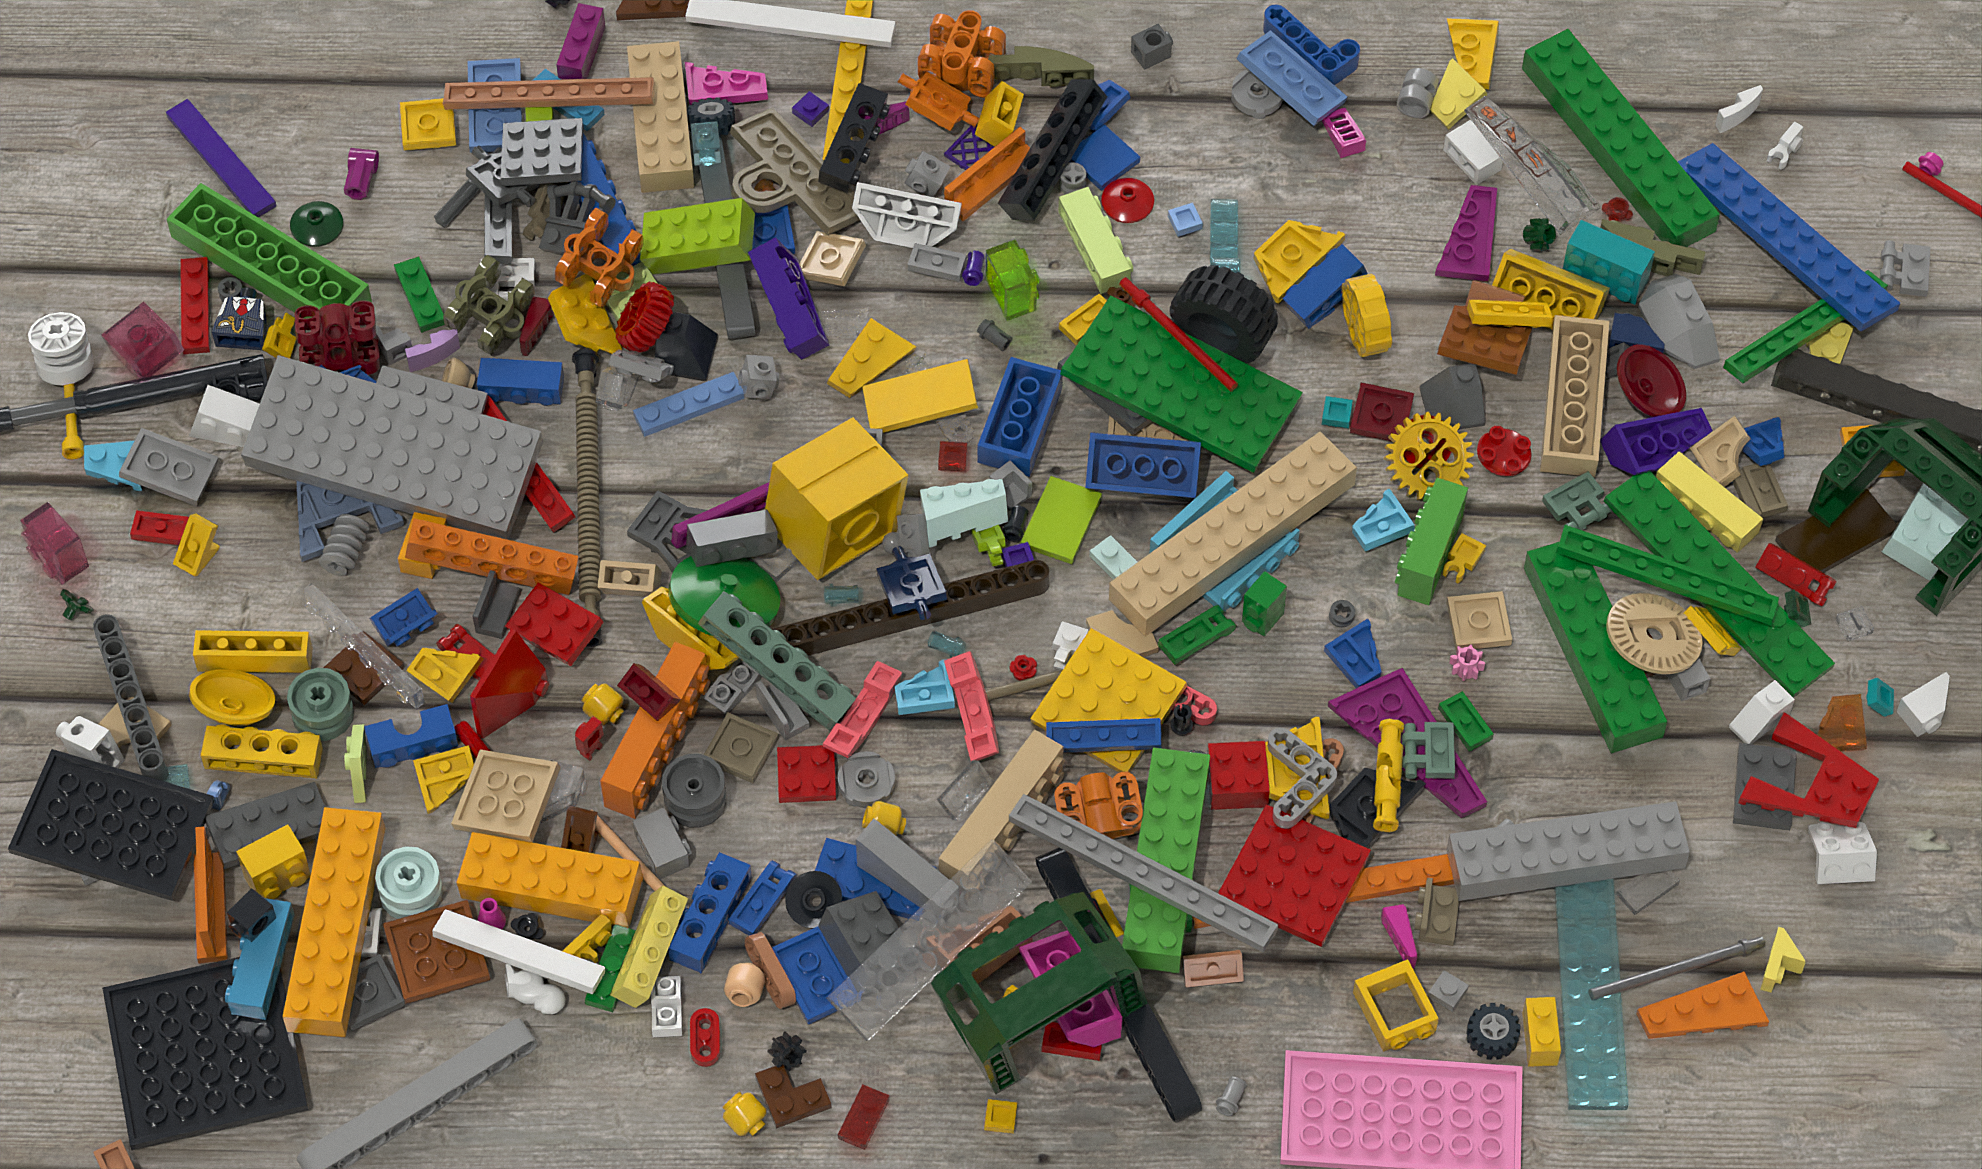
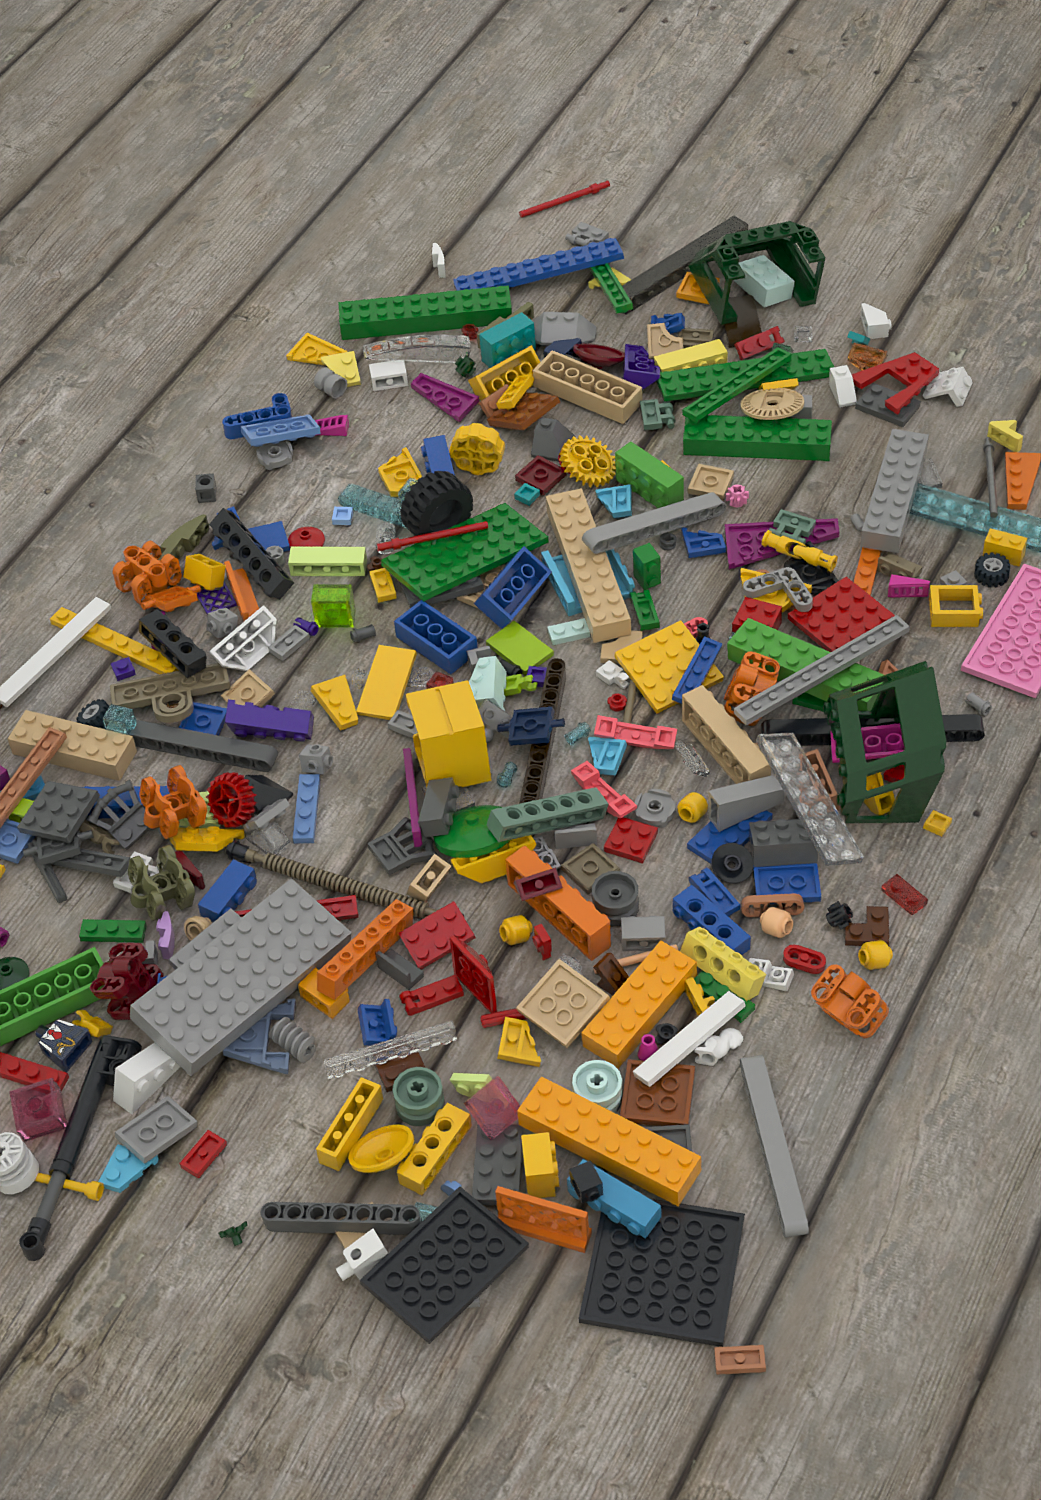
camera: 60 degrees left, 10 degrees down
(53, 544) = (177, 1223): clear pink brick -> none
(196, 545) = (235, 1133): yellow slope -> none
(229, 283) = (28, 1038): dark grey bush -> none
(325, 782) = (493, 1107): none -> clear pink plate
(391, 747) = (479, 1034): blue arch -> none
(444, 670) = (434, 1010): yellow wing -> none
(646, 1105) = (850, 1001): none -> orange piece
(697, 236) = (190, 744): lime brick -> none
(734, 85) = (75, 700): dark pink wing -> none
(1172, 282) = (385, 533): none -> clear plate
(1341, 580) = (653, 523): none -> light grey beam
(1466, 721) = (769, 510): green plate -> none
(1504, 451) = (602, 431): red dish -> none
(1788, 142) = (475, 250): white plate -> none
(1931, 163) = (527, 202): dark pink plate -> none

